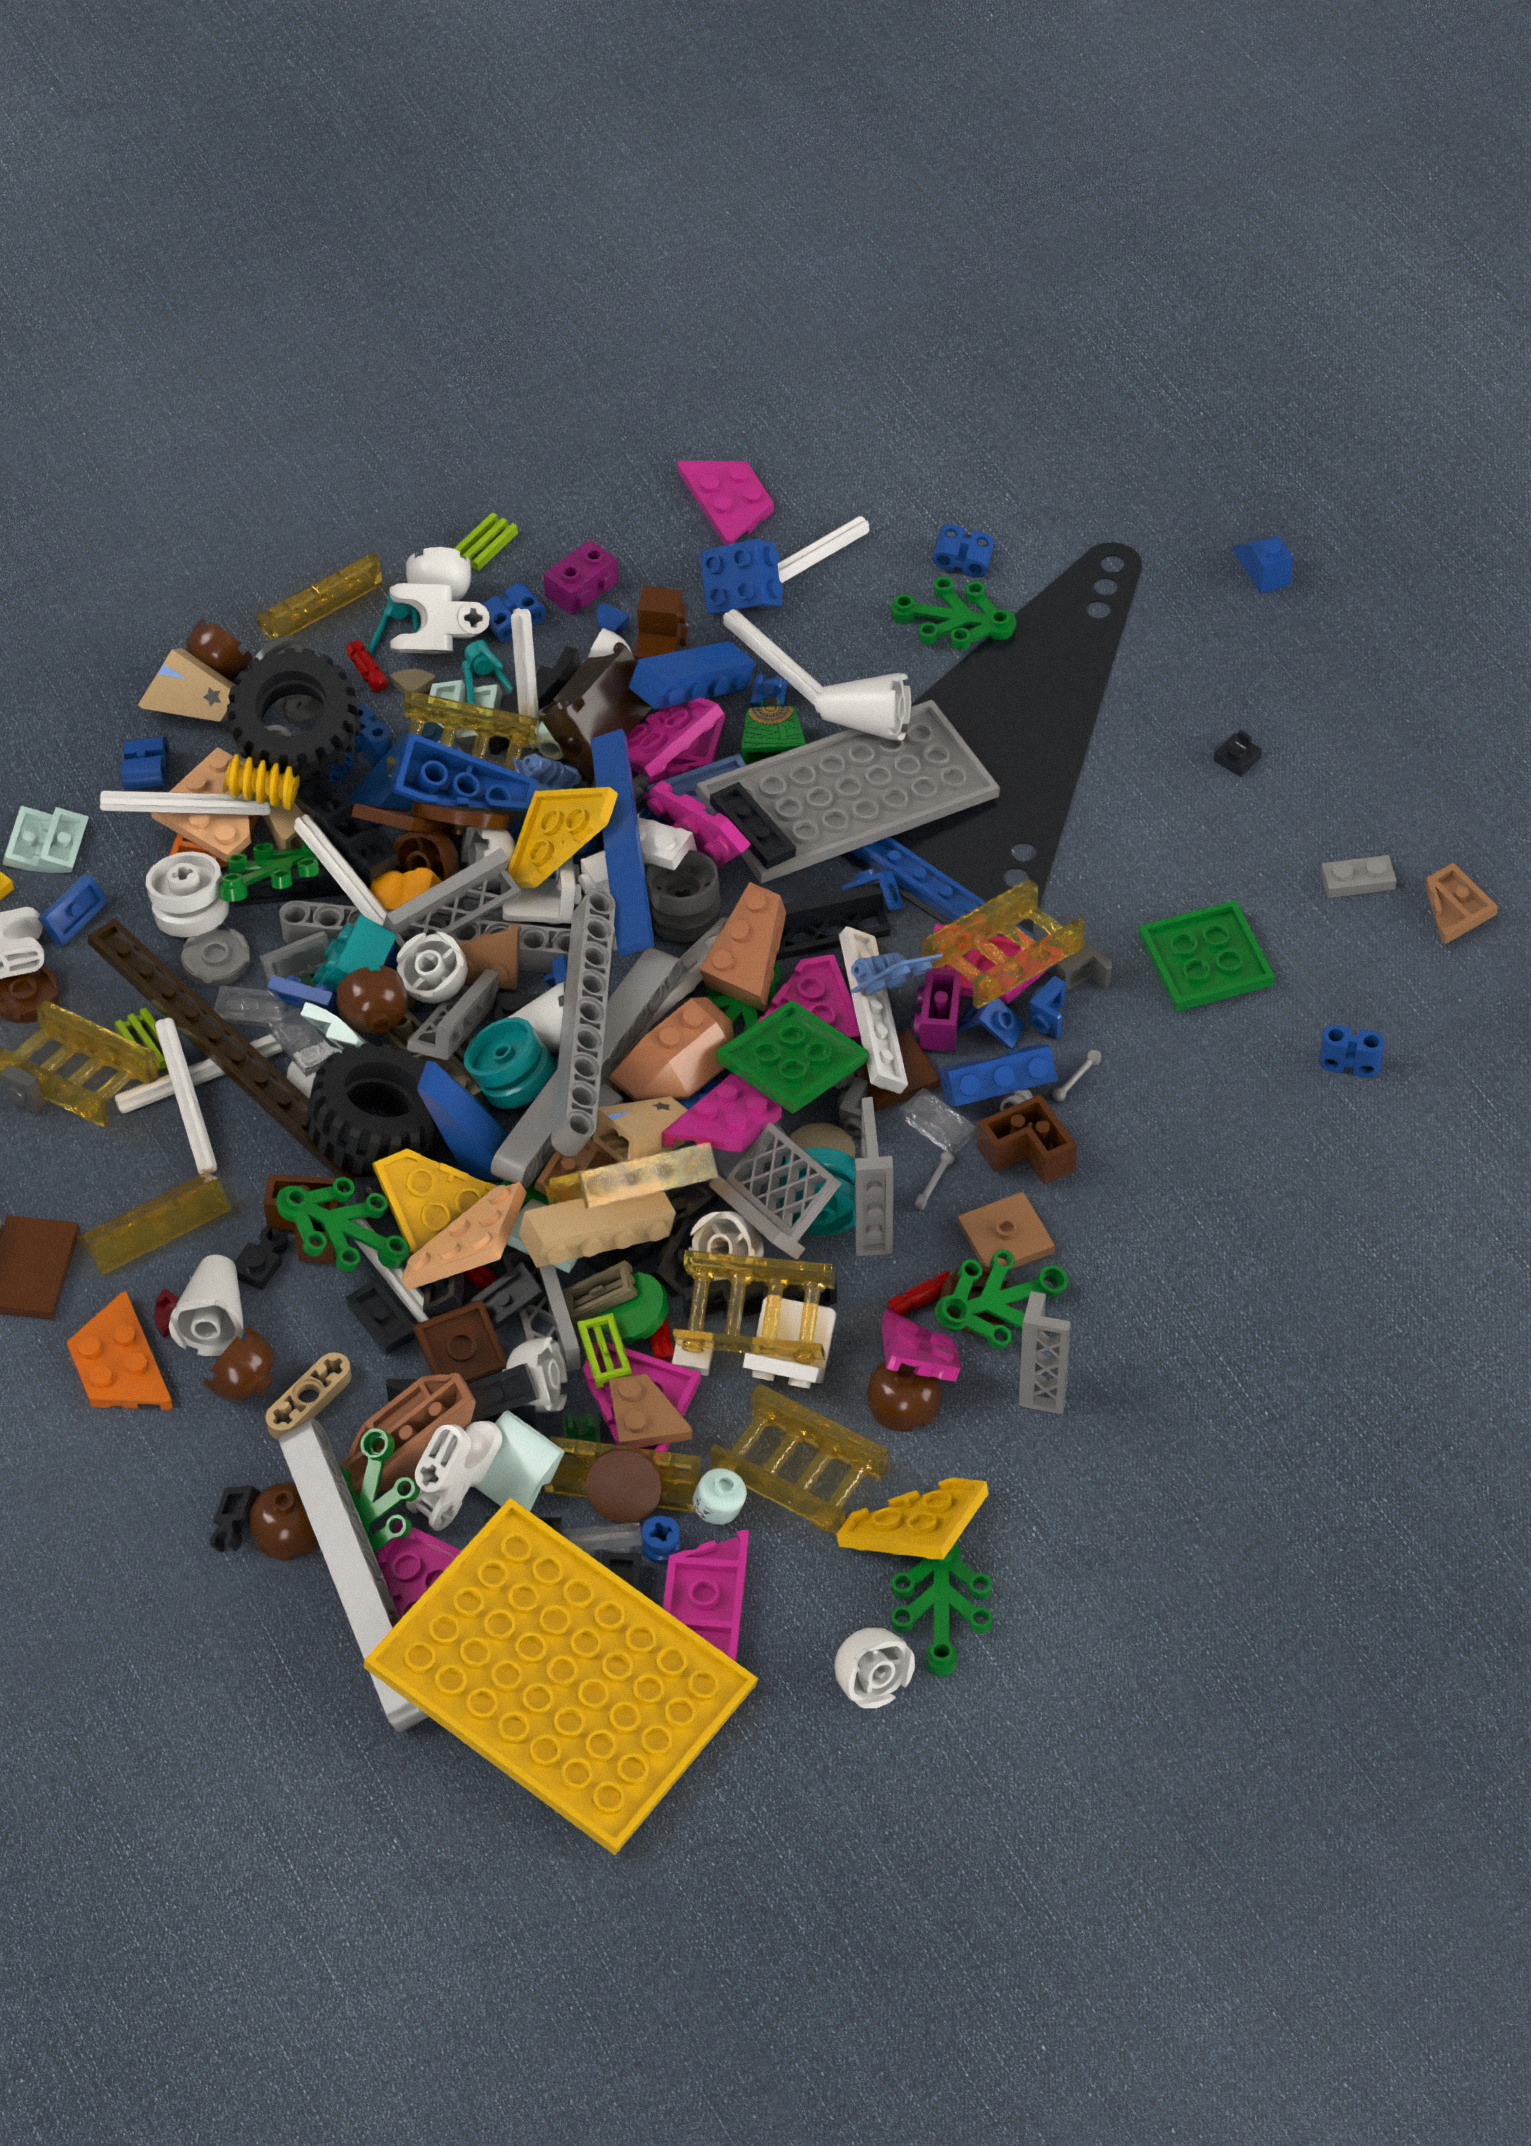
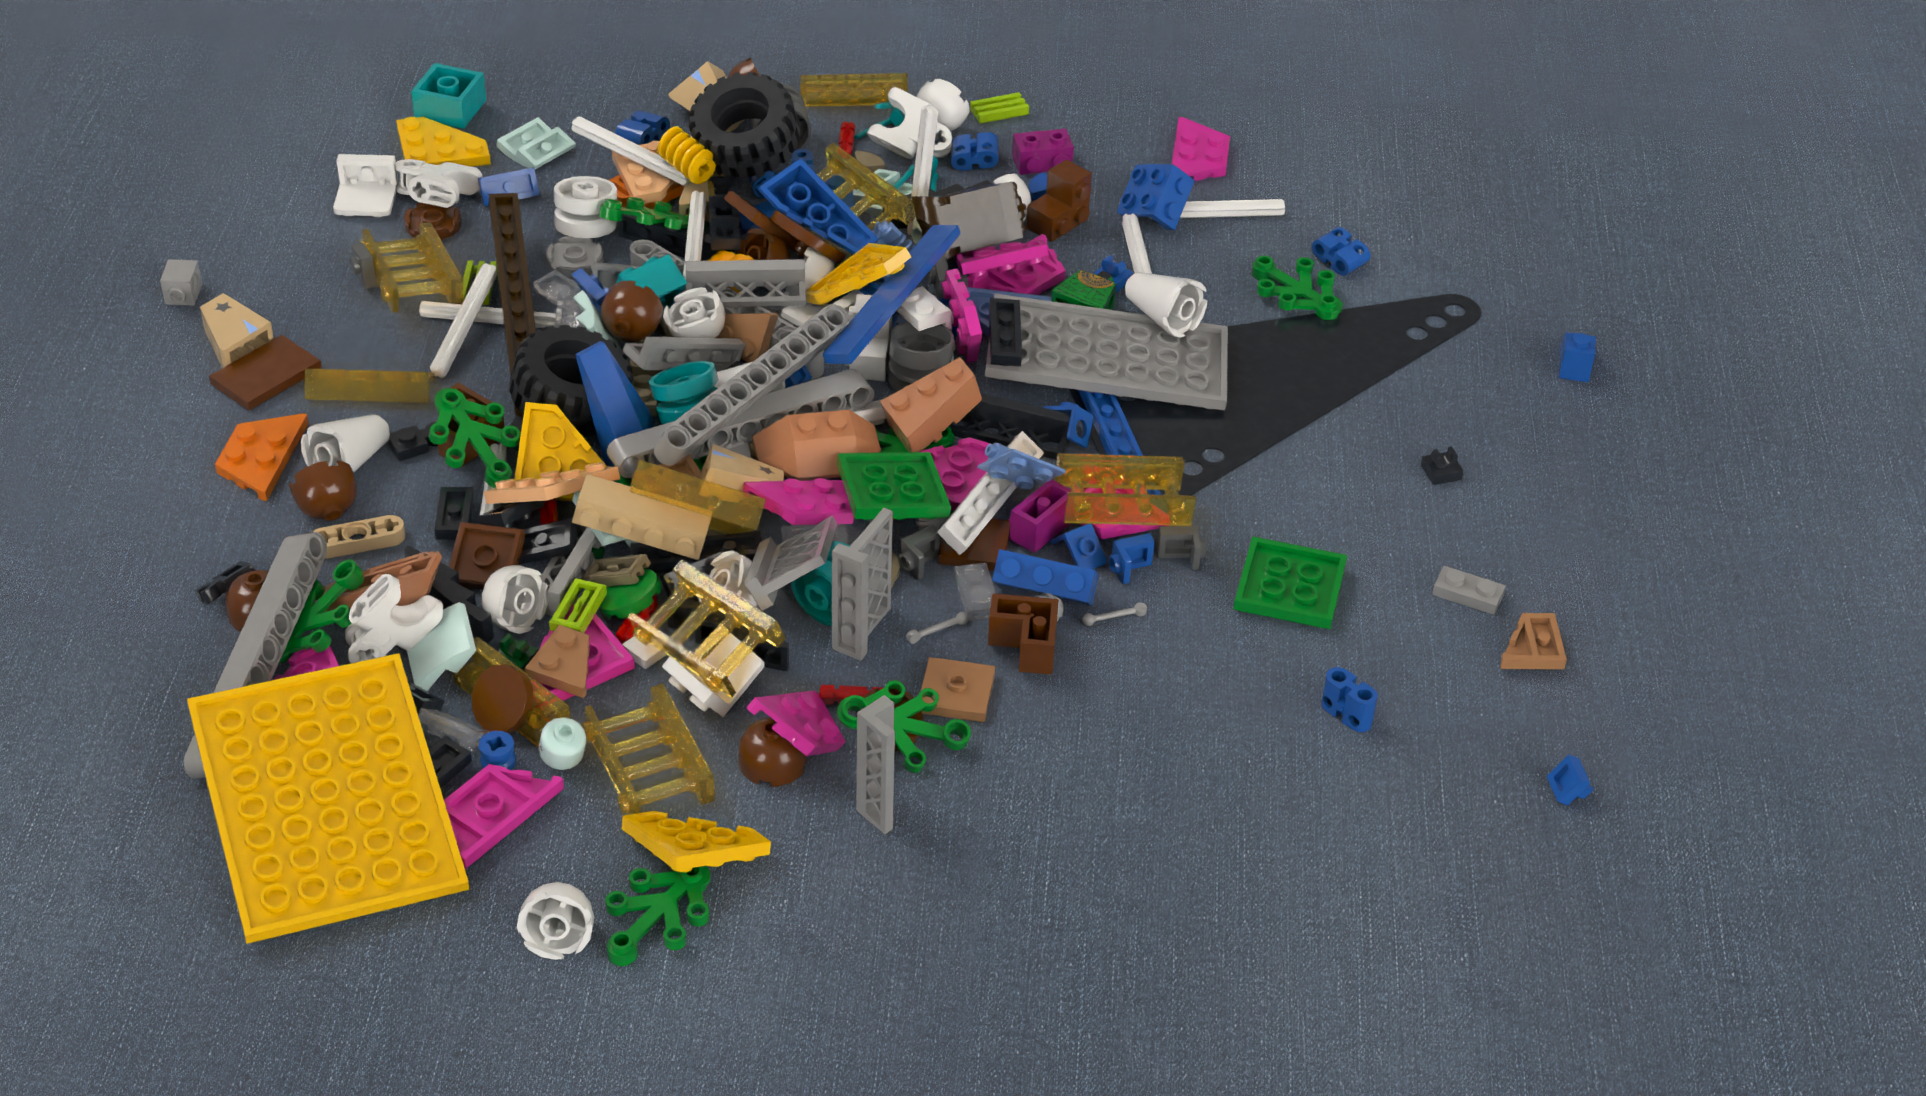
camera: 30 degrees right, 10 degrees down
(502, 1392) = (464, 586): black plate -> none
(691, 674) = (1059, 229): blue brick -> none

